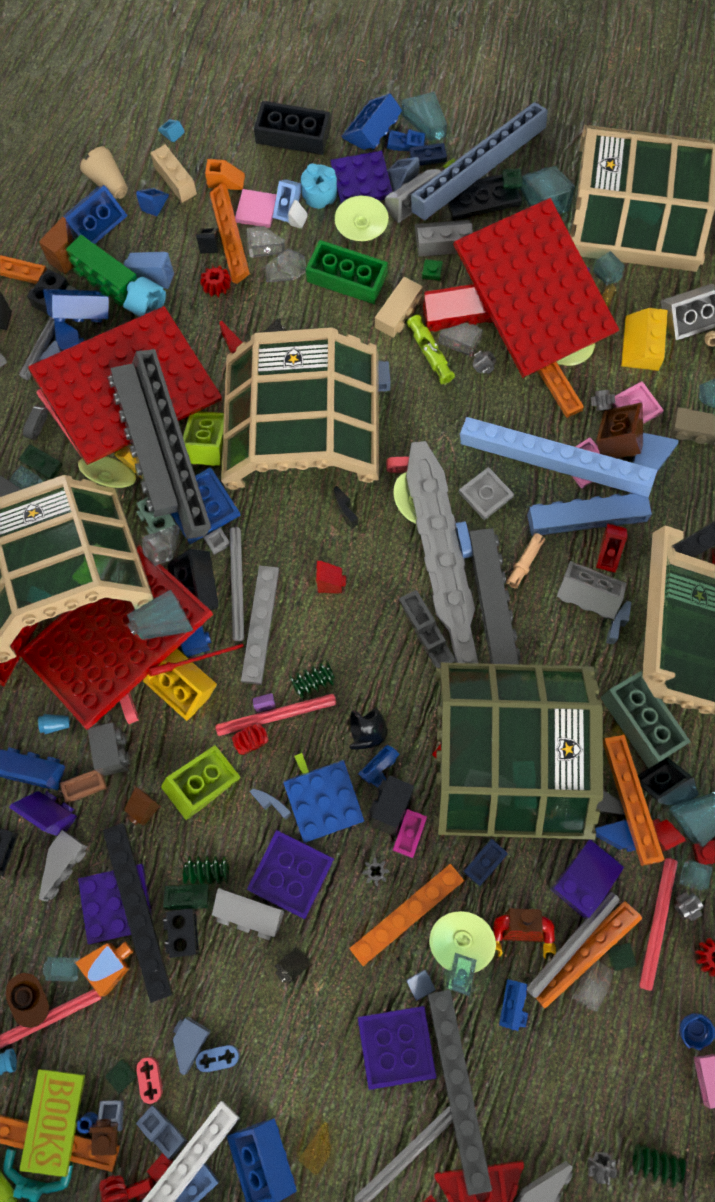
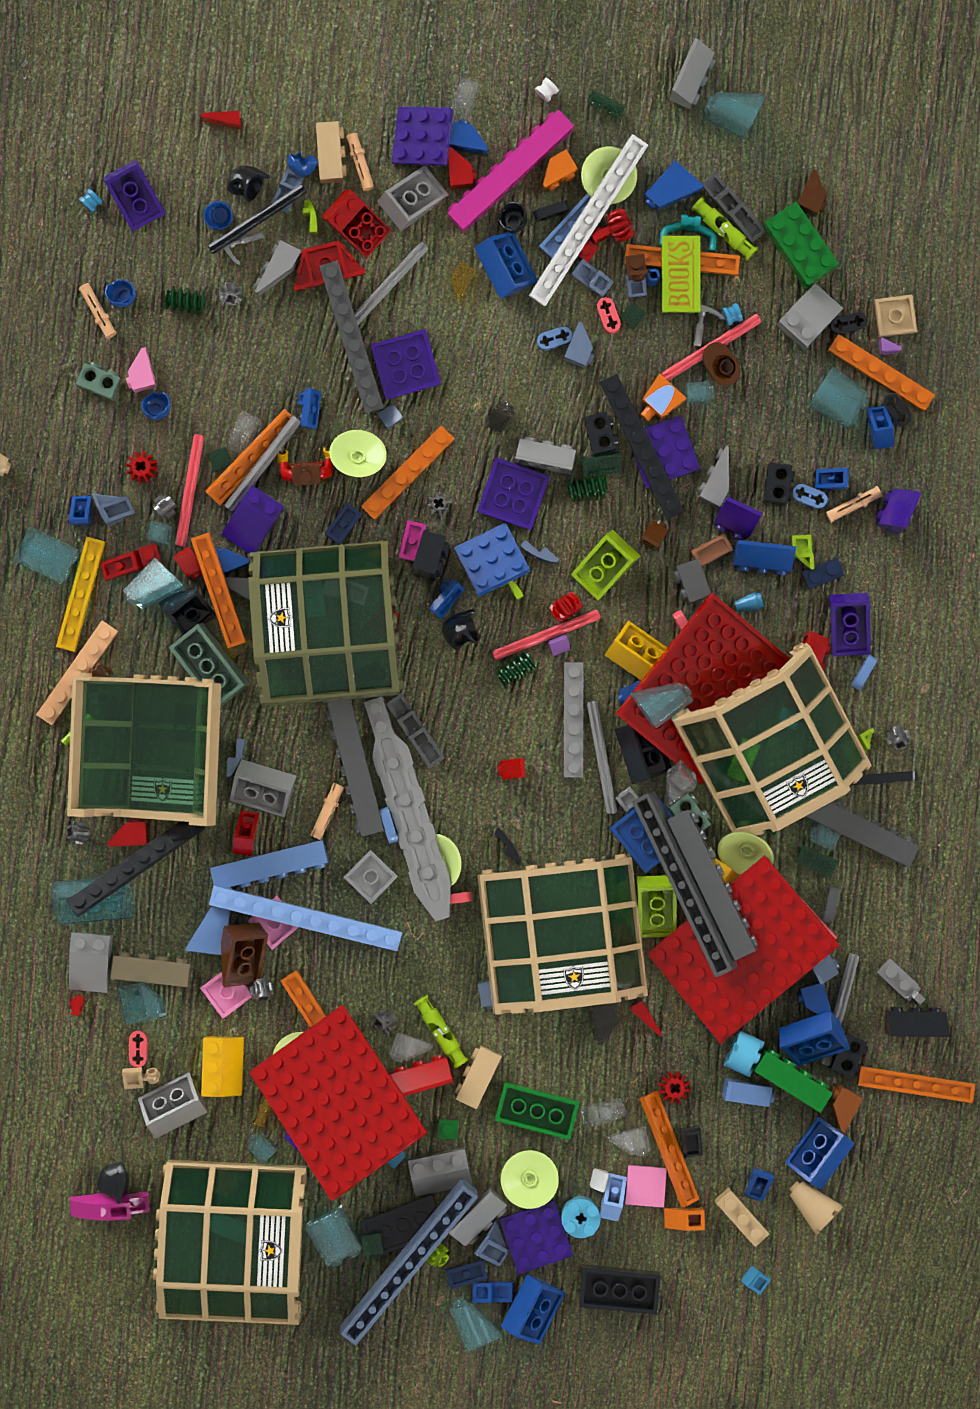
camera: 170 degrees right, 15 degrees up
(48, 1043) = (700, 326): none -> light grey piece
(170, 666) = (647, 660): red piece -> none
(461, 974) = (357, 426): clear light blue slope -> none

